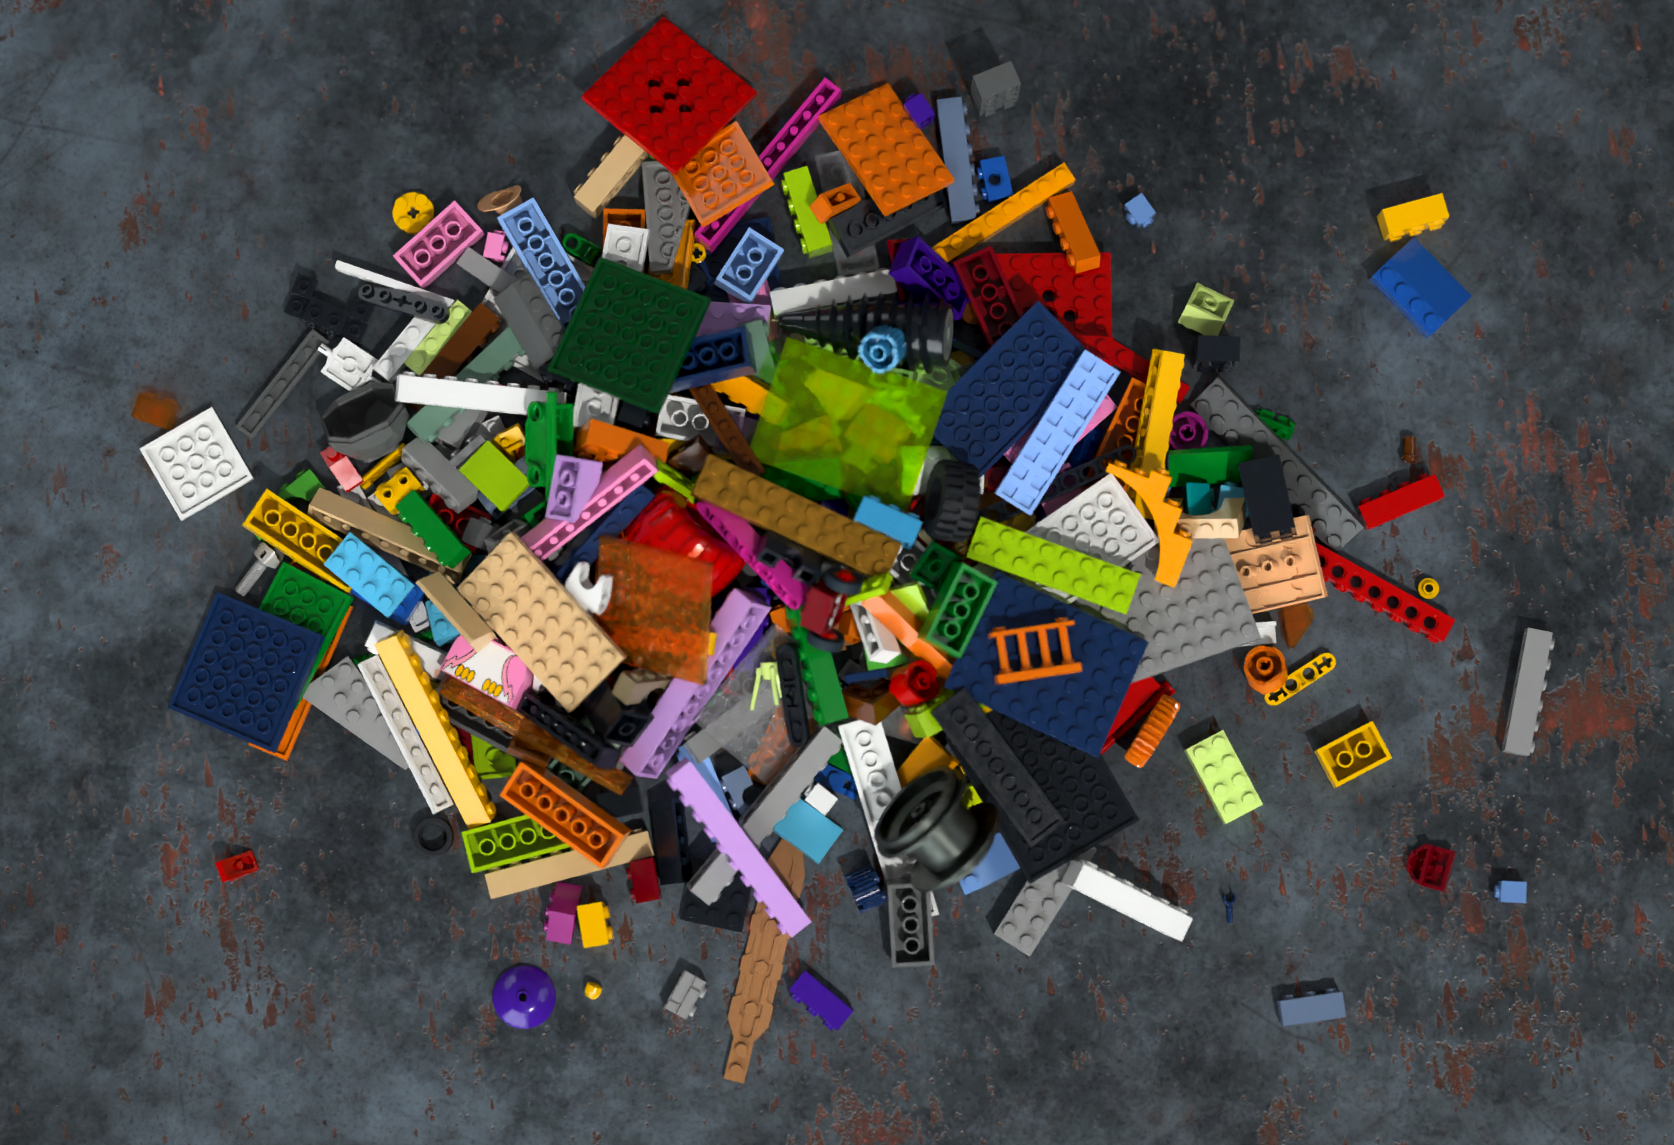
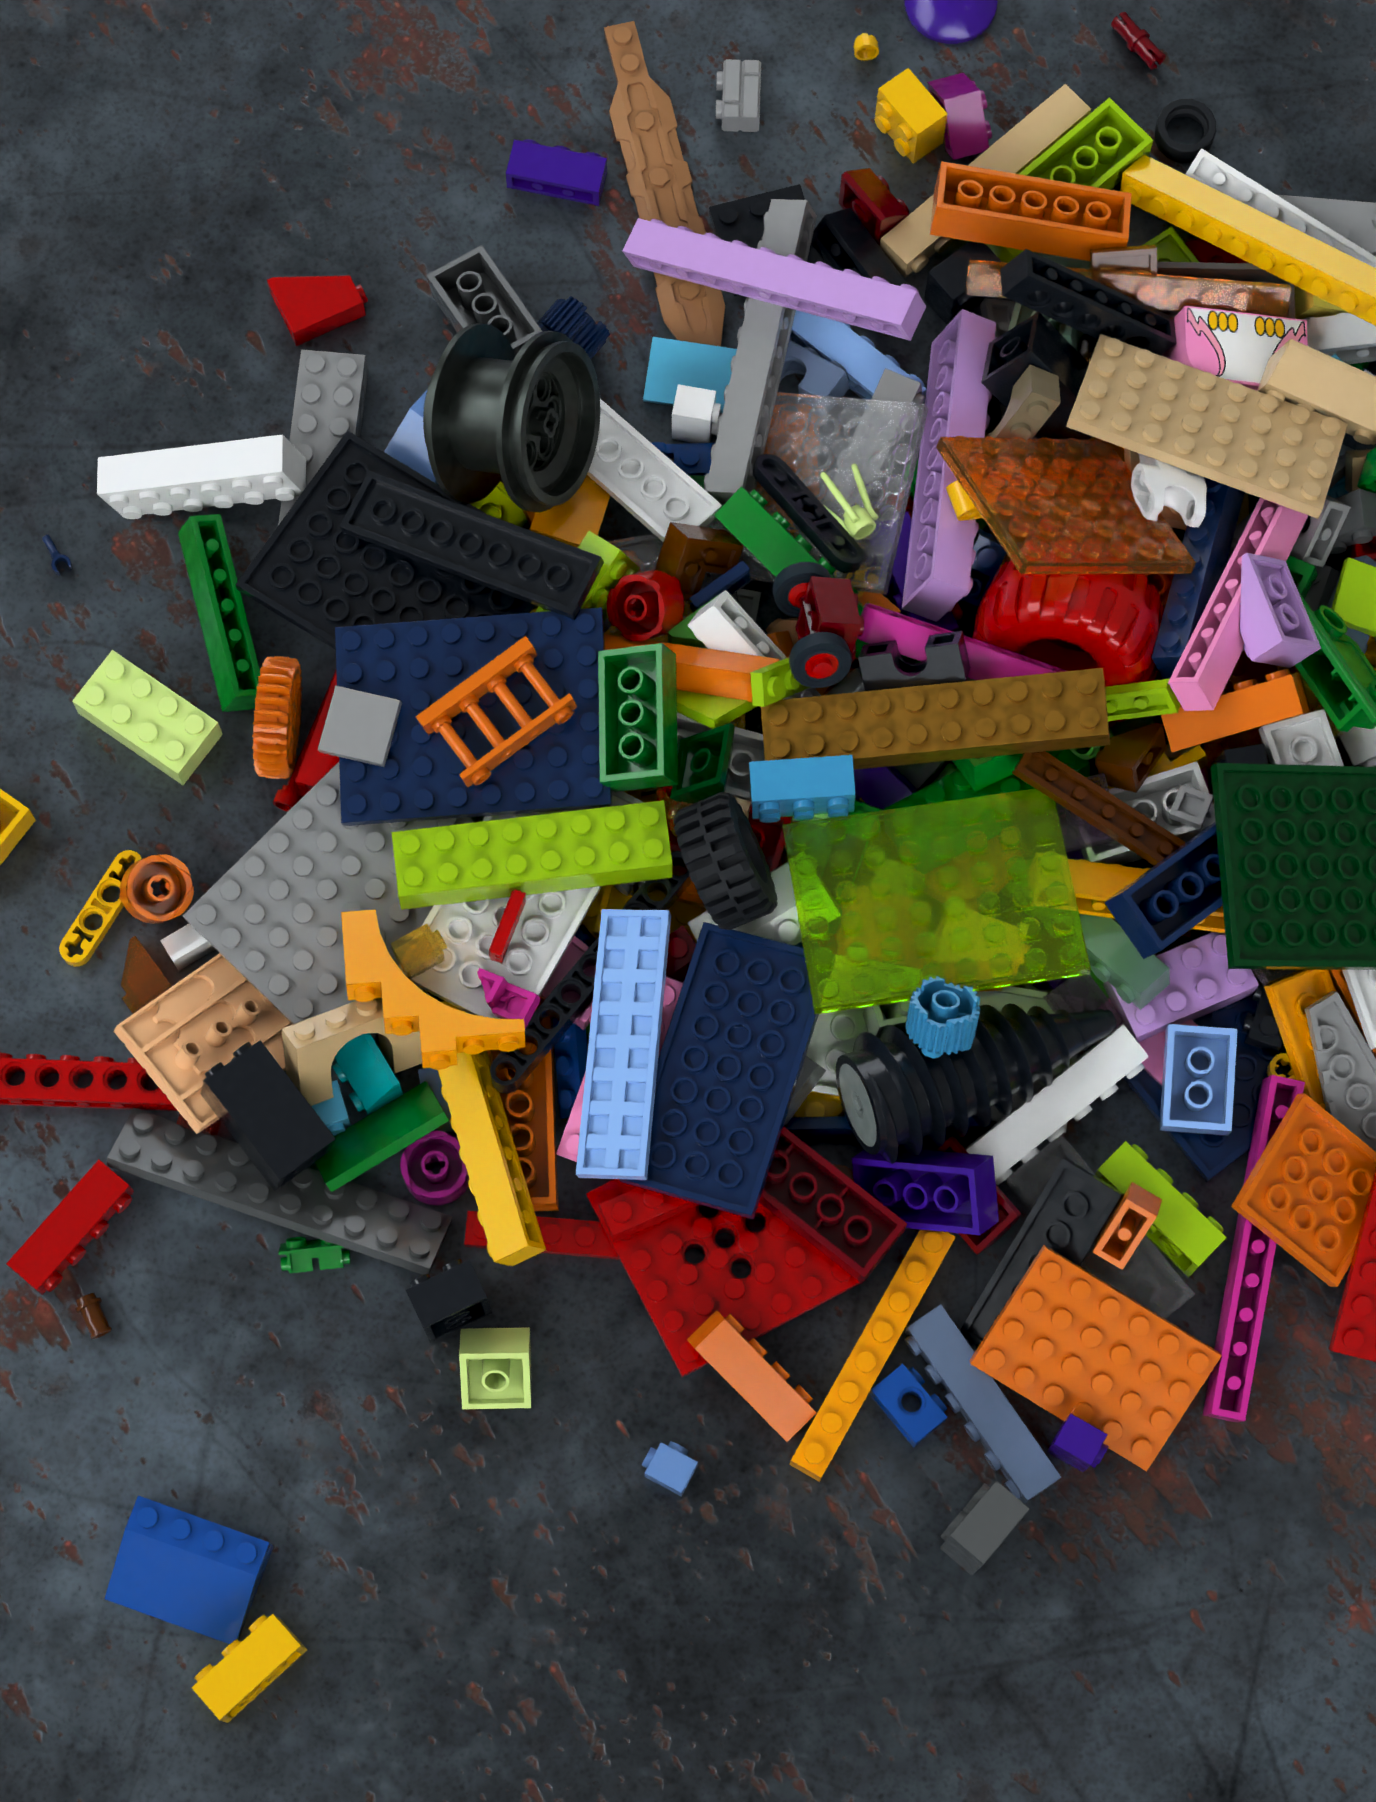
camera: 150 degrees right, 10 degrees down
(428, 909) = (1138, 40): none -> dark red pin
(675, 407) = (1191, 806): none -> light grey plate
(1005, 986) = (316, 304): none -> red slope
(1087, 532) = (507, 926): none -> red tile
(1106, 492) = (507, 999): none -> dark pink slope
(1113, 688) = (359, 726): none -> light grey tile
(1142, 542) = (419, 951): none -> clear yellow brick
(1152, 817) = (220, 611): none -> green brick

